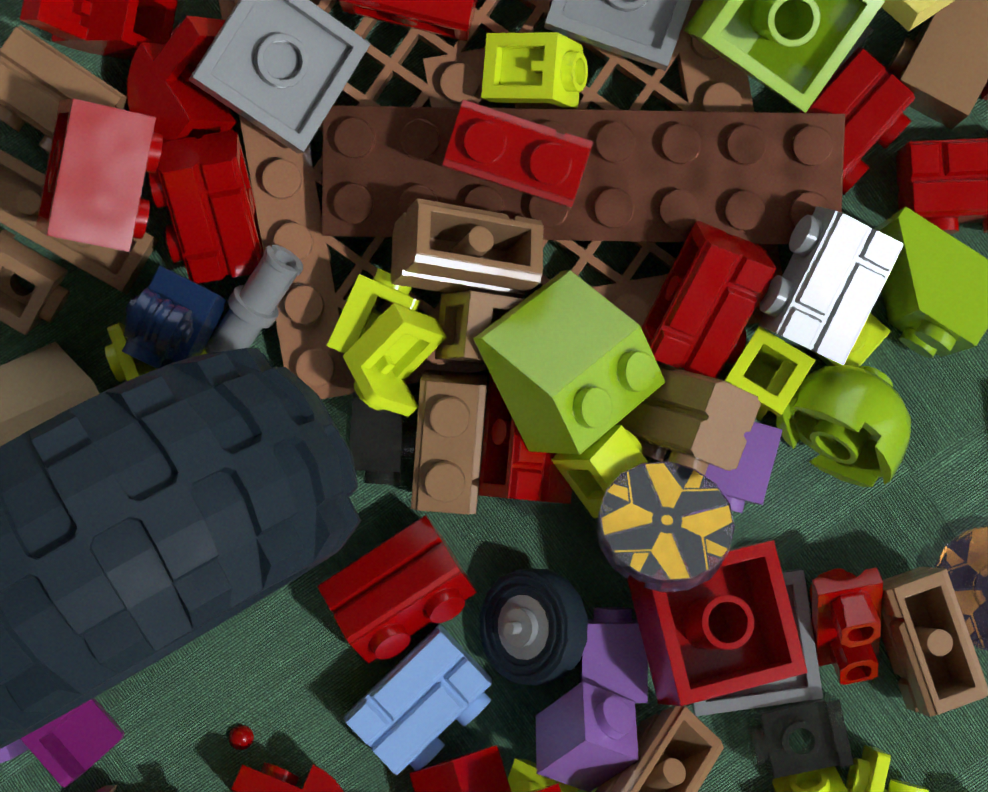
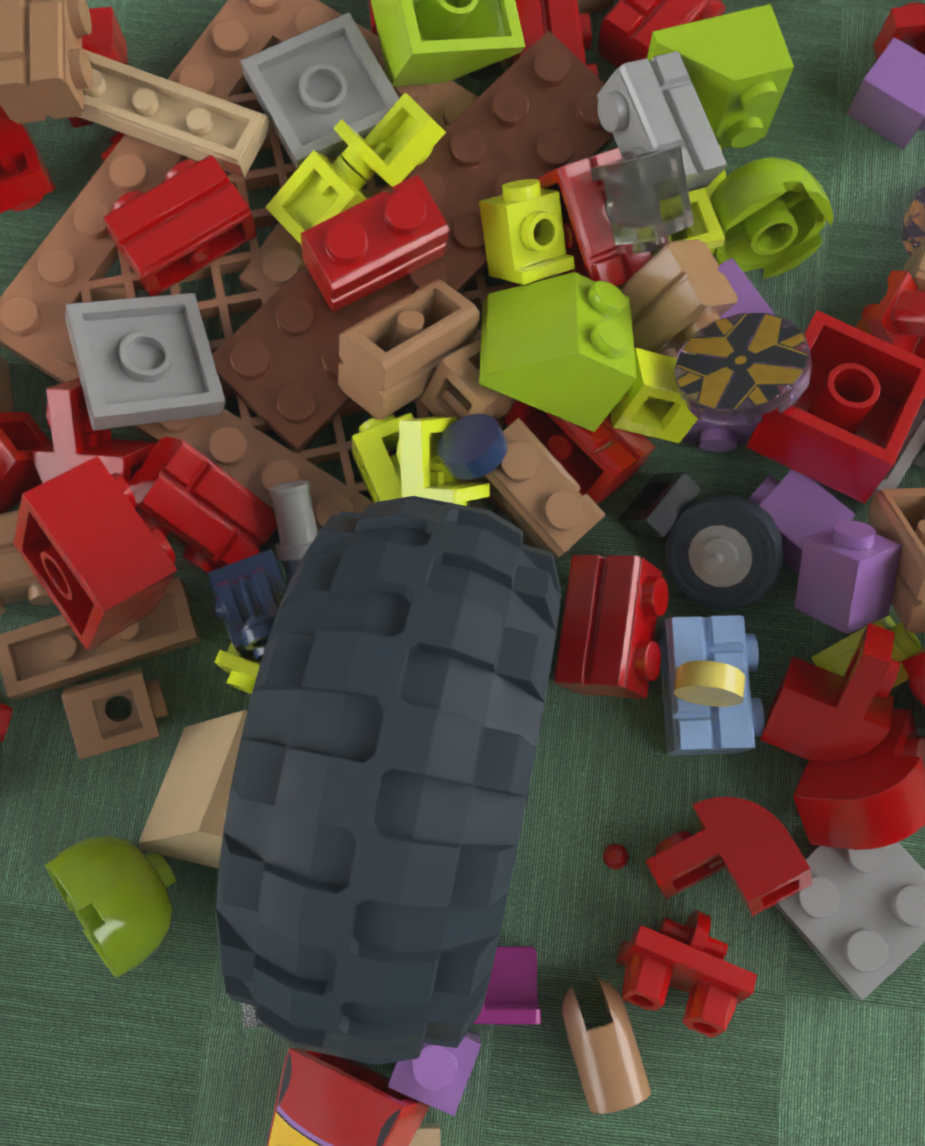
camera: 50 degrees left, 10 degrees down
(405, 704) = (709, 683): none -> light yellow tile
(426, 374) = (472, 446): none -> dark blue tile
(531, 544) = (659, 504): none -> black tile
(625, 84) = (394, 145): none -> neon yellow bracket
(643, 256) = (524, 233): none -> neon yellow brick
(744, 328) = (646, 198): none -> clear smoke brick

